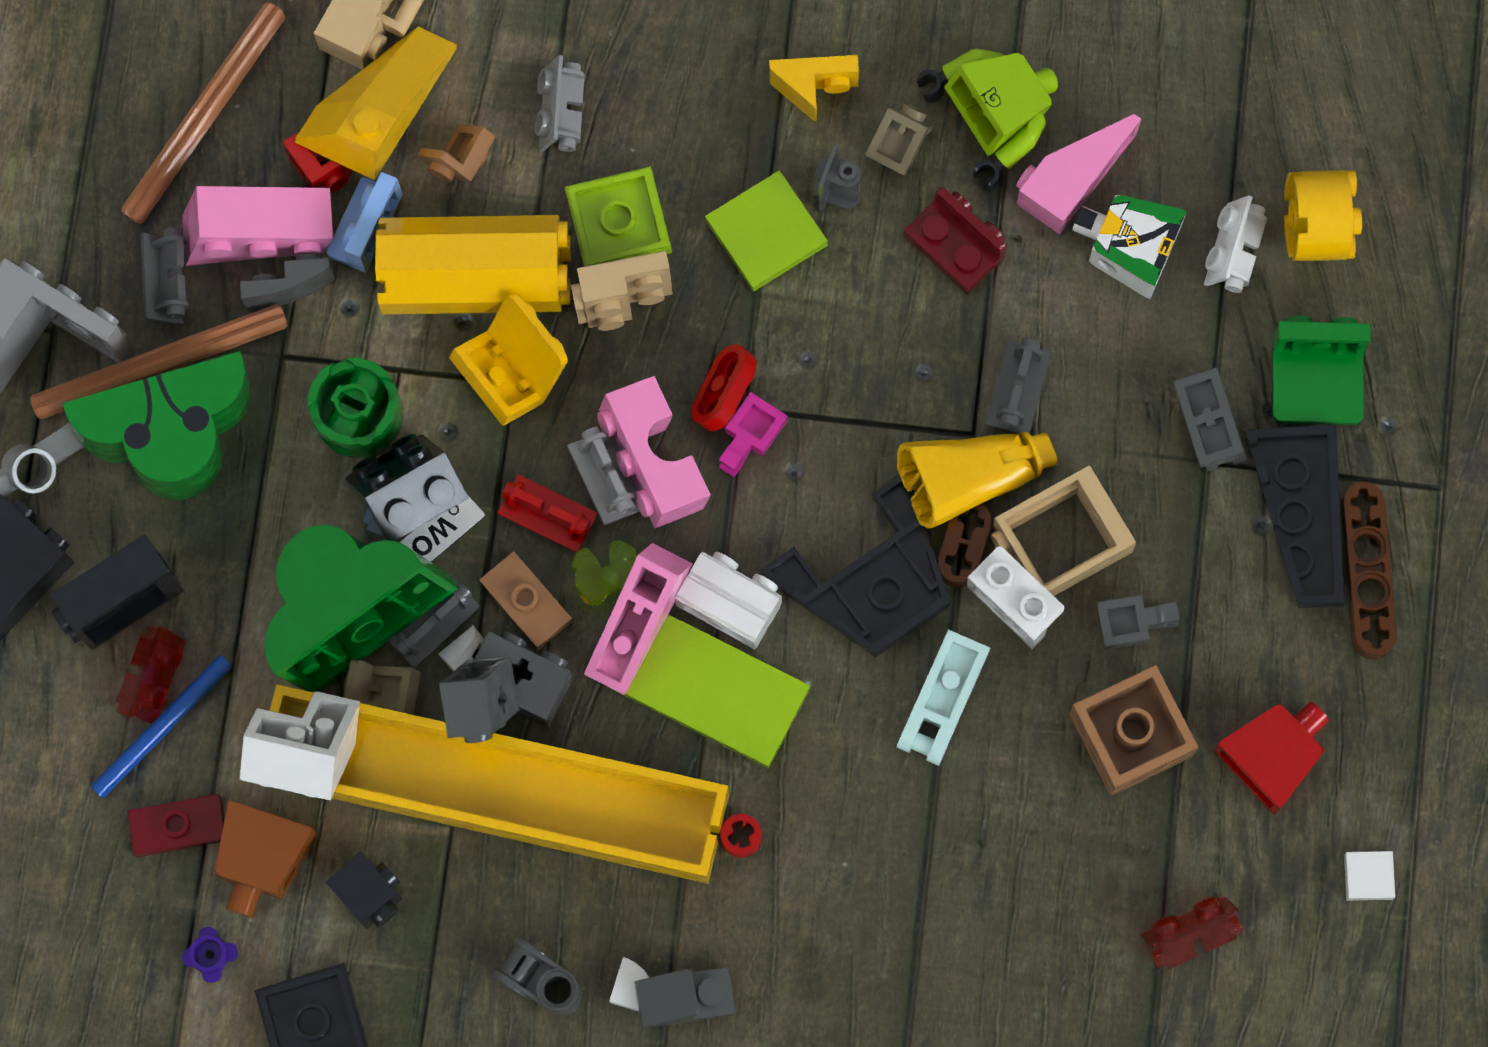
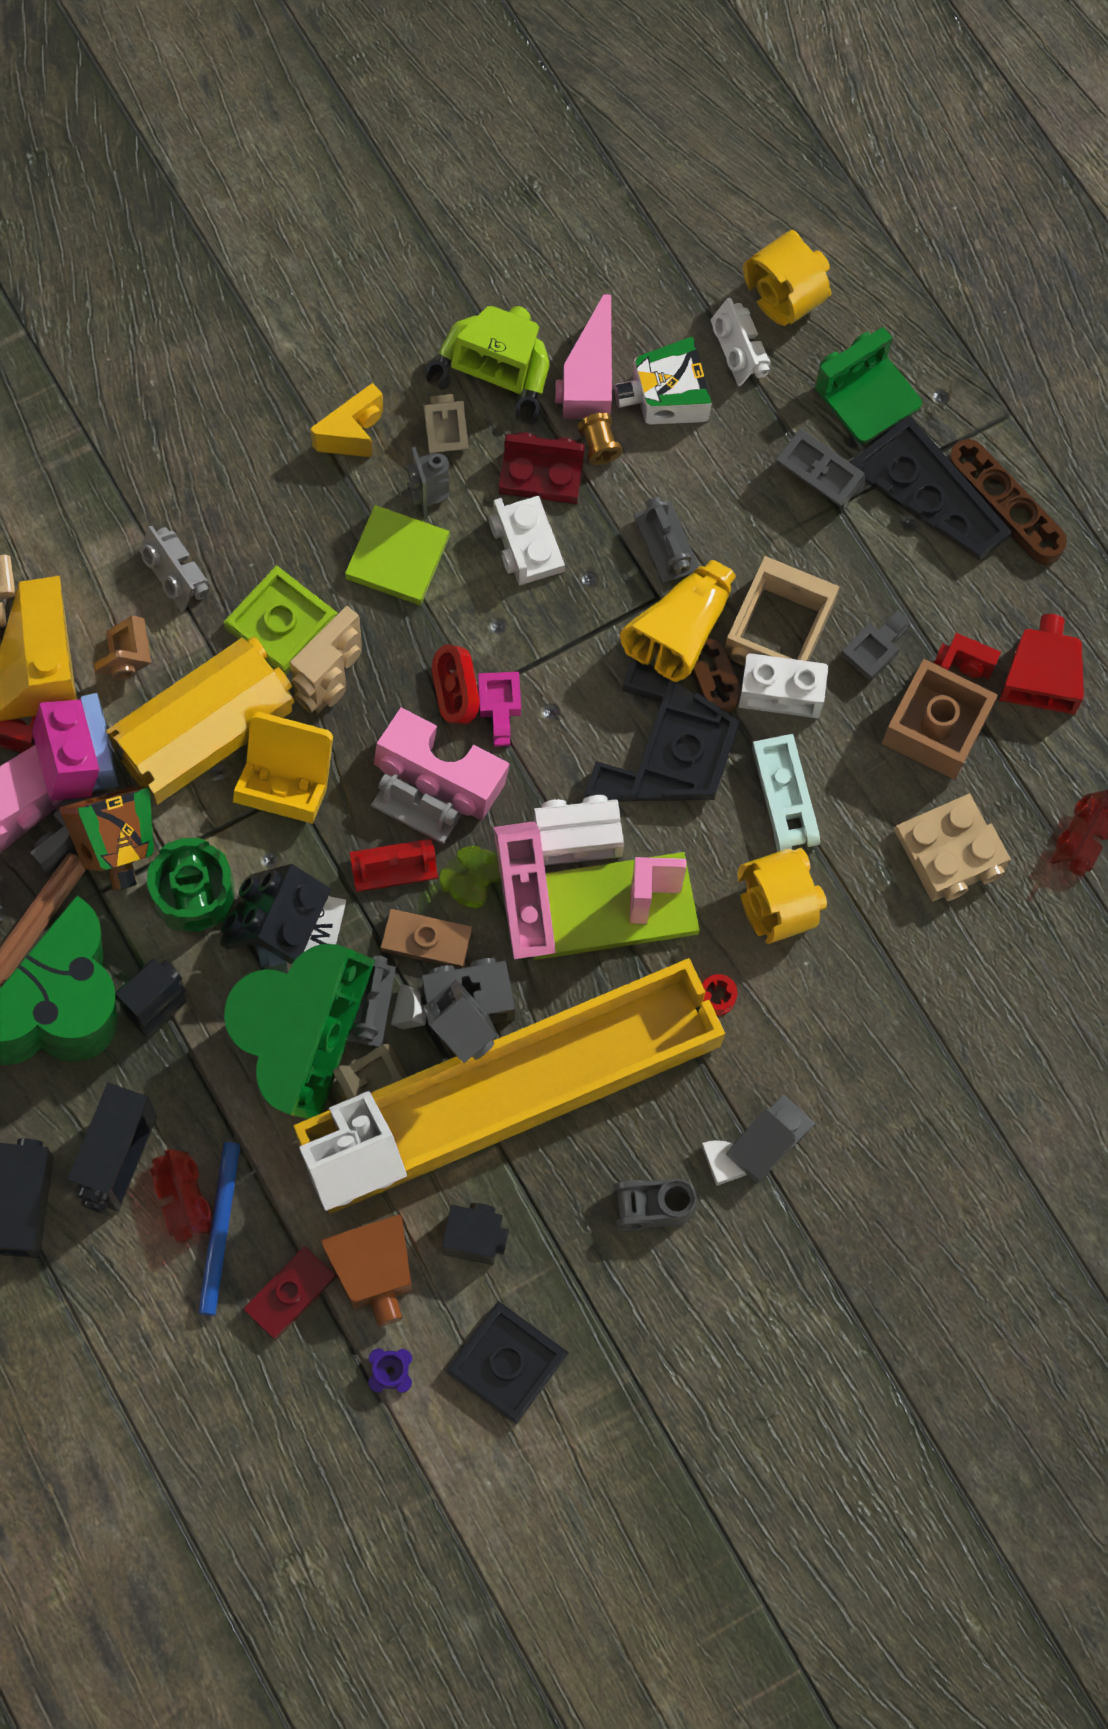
camera: 45 degrees left, 5 degrees down
(246, 483) = (151, 996): none -> black brick
(322, 312) = (112, 832): none -> torso
(330, 211) = (65, 750): none -> dark pink brick
(740, 687) = (650, 876): none -> bright pink panel
(859, 788) = (781, 895): none -> yellow brick
(892, 297) = (527, 540): none -> white bracket
(1030, 248) = (599, 438): none -> pearl gold bush
(1057, 857) = (953, 848): none -> tan plate
(1213, 694) = (969, 655): none -> red bracket

